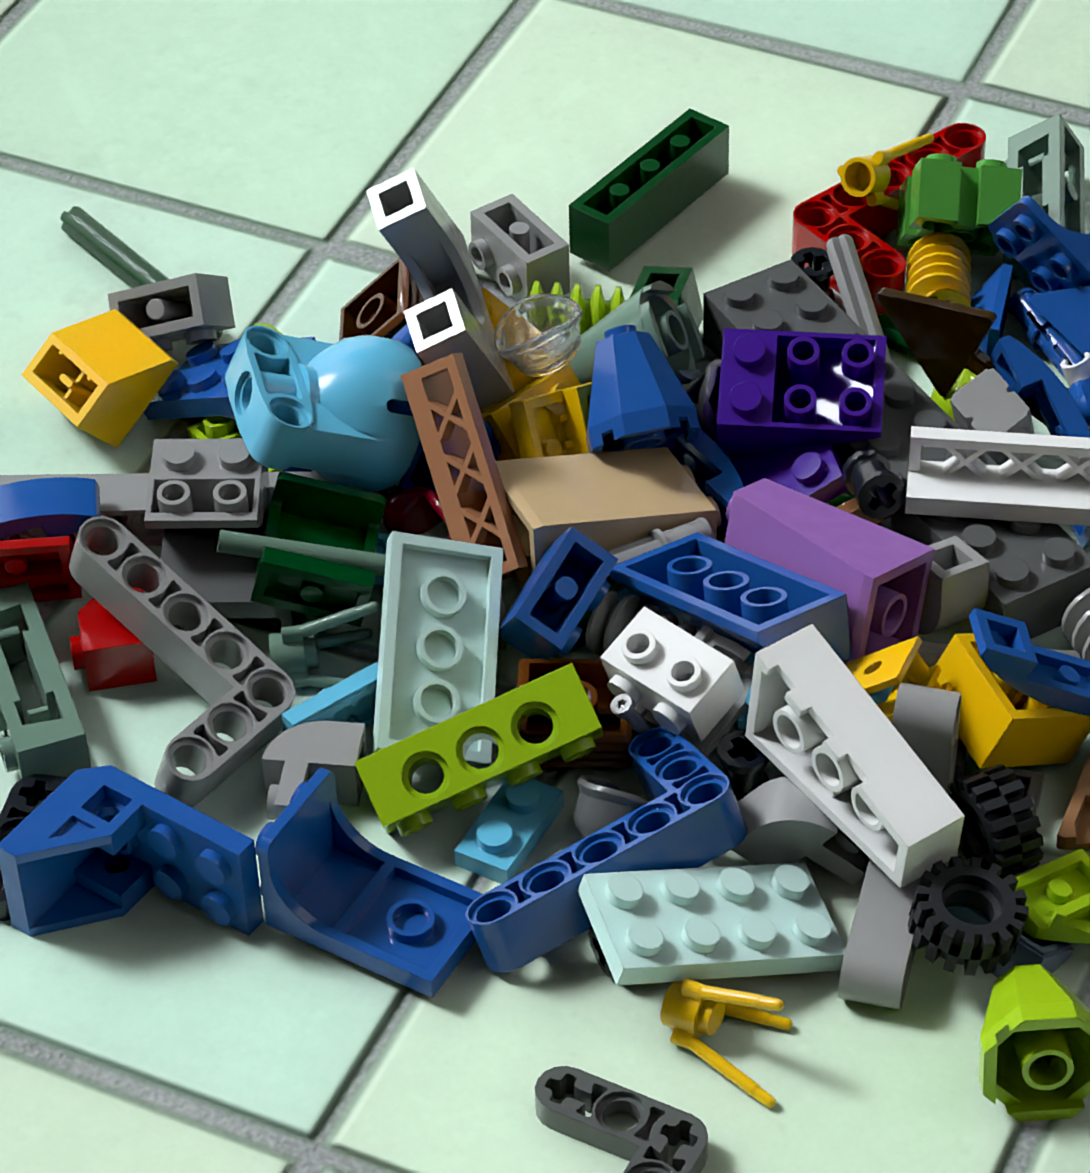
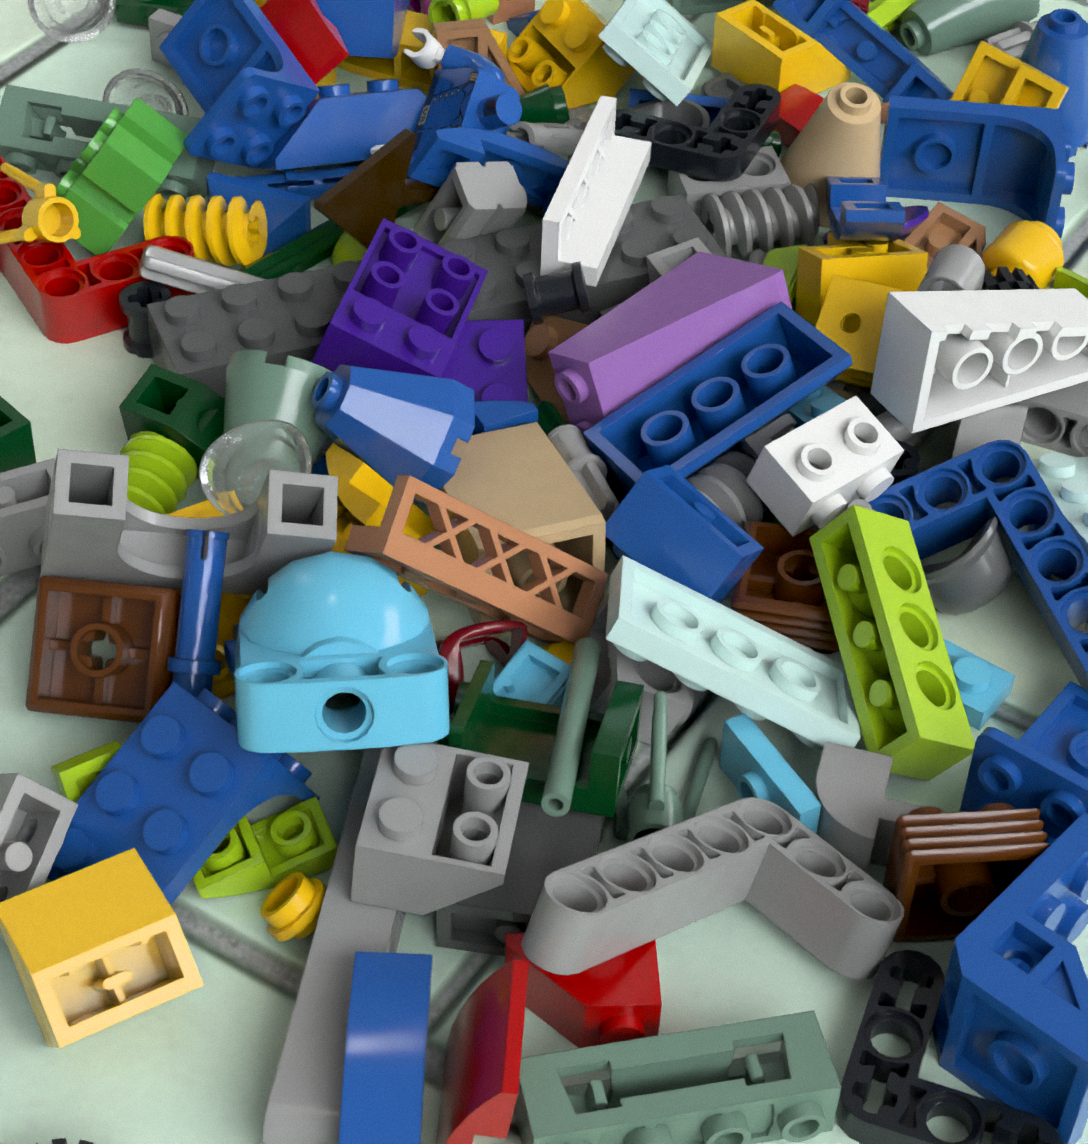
camera: 85 degrees left, 0 degrees up
(227, 784) = (957, 864): none -> reddish brown brick

